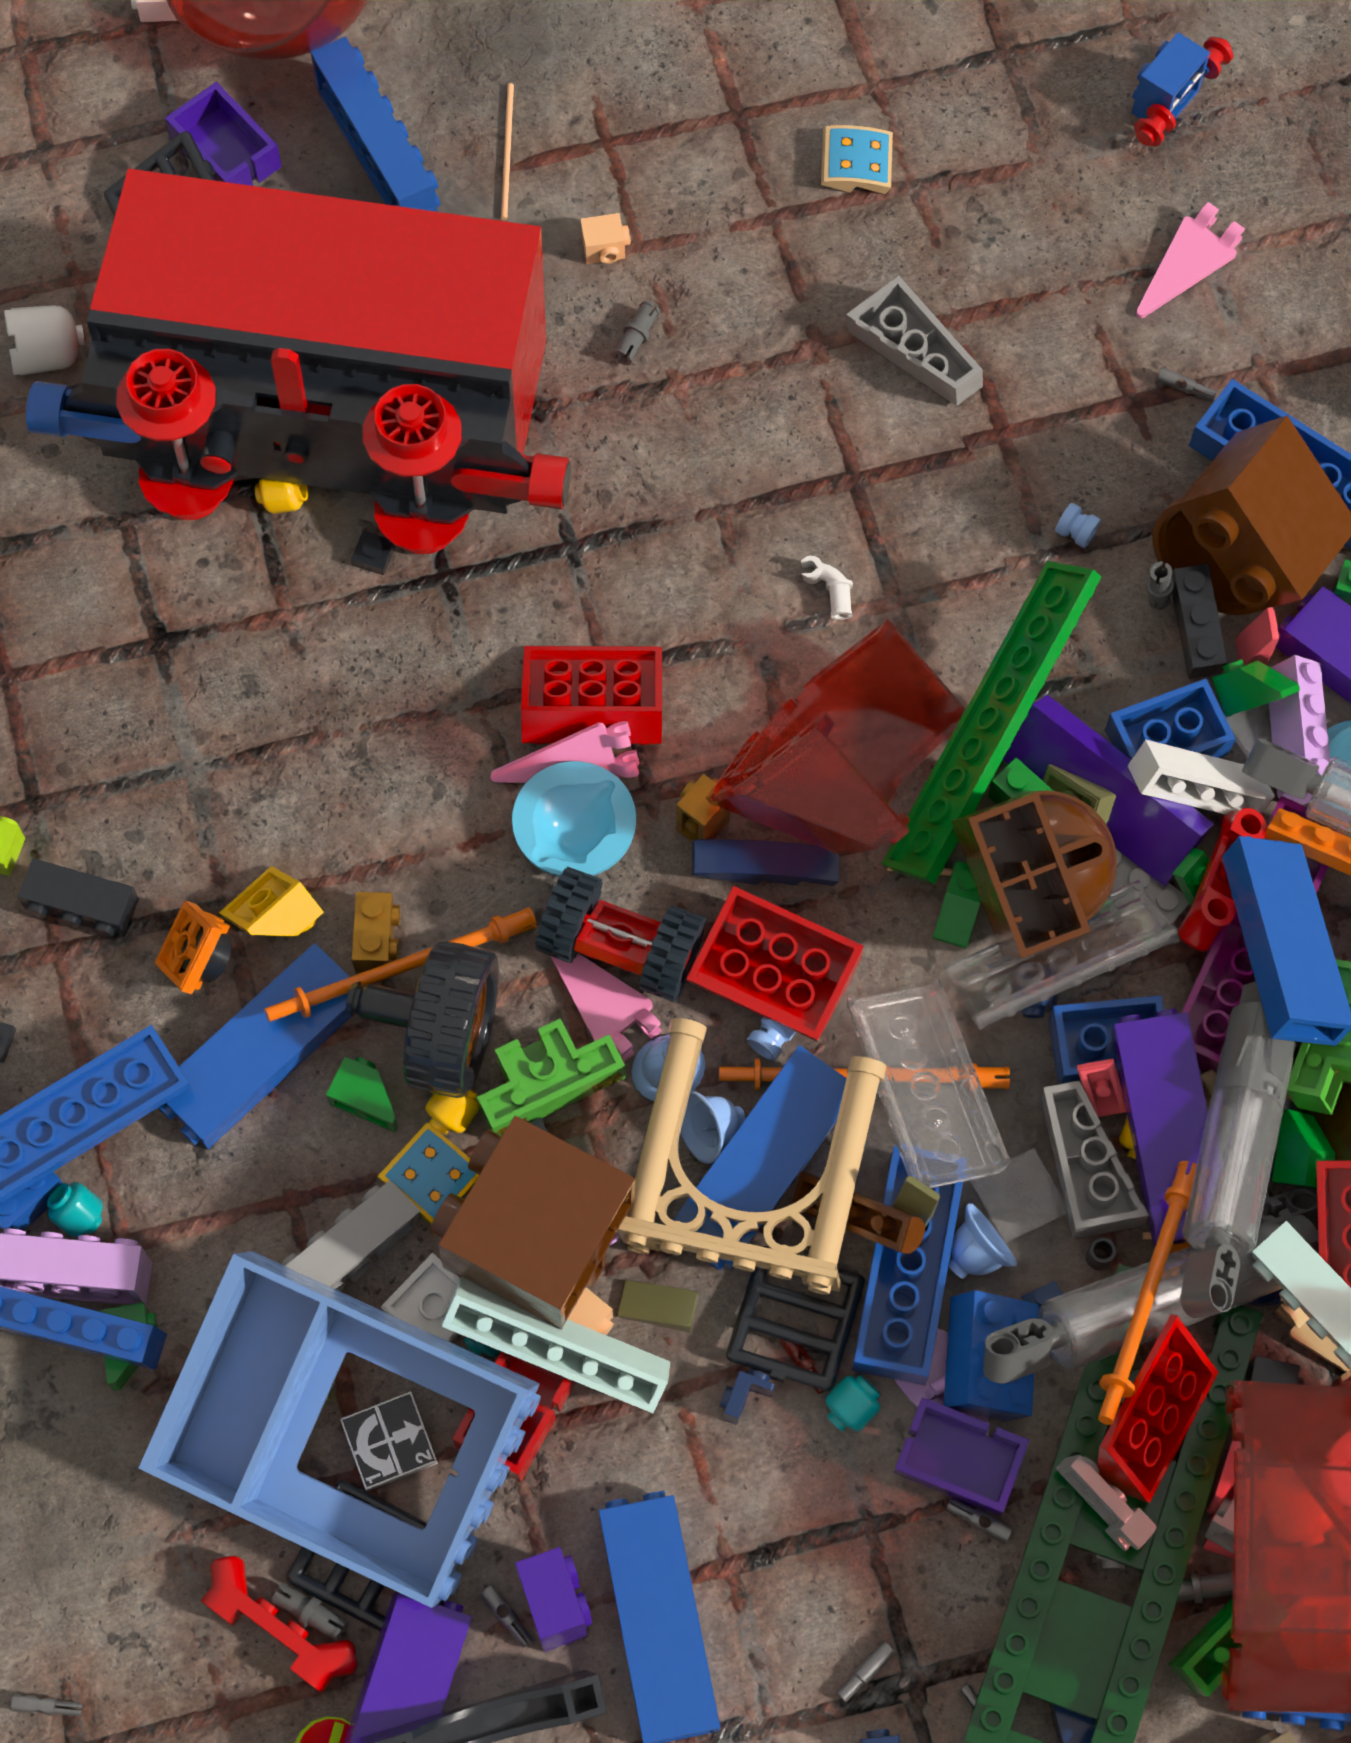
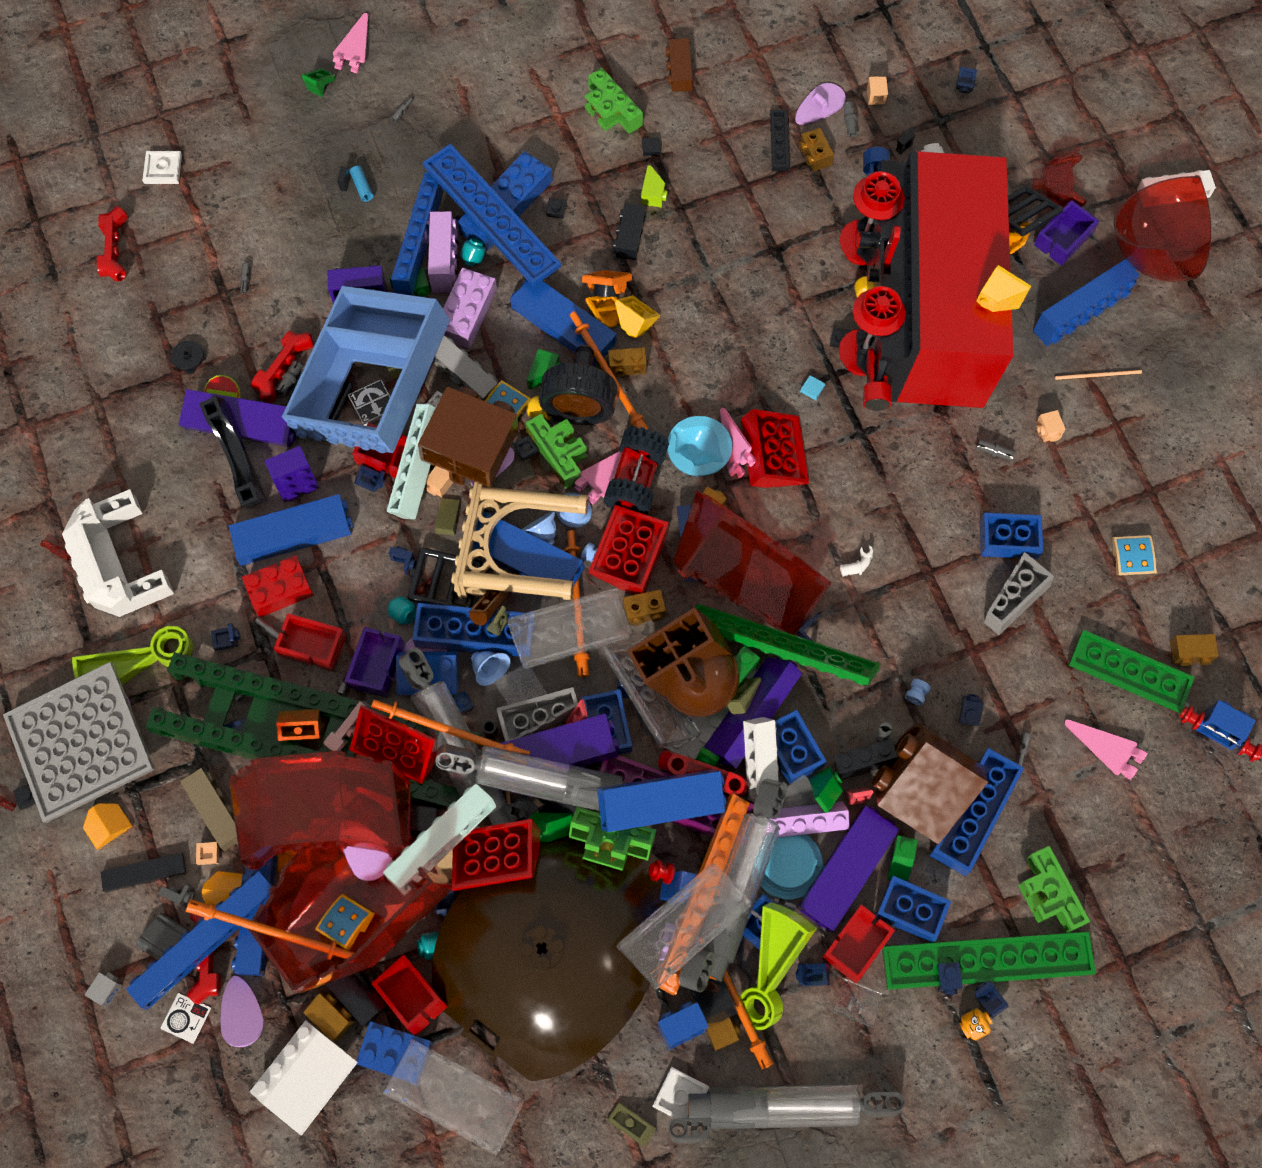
camera: 85 degrees right, 0 degrees up
(109, 135) = (1059, 181): none -> clear red torso
(118, 1445) = (357, 277): none -> dark purple piece
(196, 1226) = (468, 306): none -> lavender brick
(252, 962) = (604, 310): none -> light orange slope
(421, 214) = (1003, 291): none -> yellow slope
(470, 613) = (812, 387): none -> medium azure tile
(564, 1450) = (369, 478): none -> dark blue bracket
(781, 1648) = (277, 586): none -> red piece
(808, 333) = (1011, 535): none -> blue brick
(886, 954) = (644, 607): none -> pearl gold brick
(908, 1584) = (310, 642): none -> red piece
(961, 693) = (806, 626): none -> dark blue bracket
(1035, 102) = (1194, 649): none -> pearl gold brick
(1061, 202) = (1131, 671): none -> green plate
(1097, 1595) = (299, 724): none -> pearl gold brick
(1113, 448) = (971, 709): none -> dark blue bracket

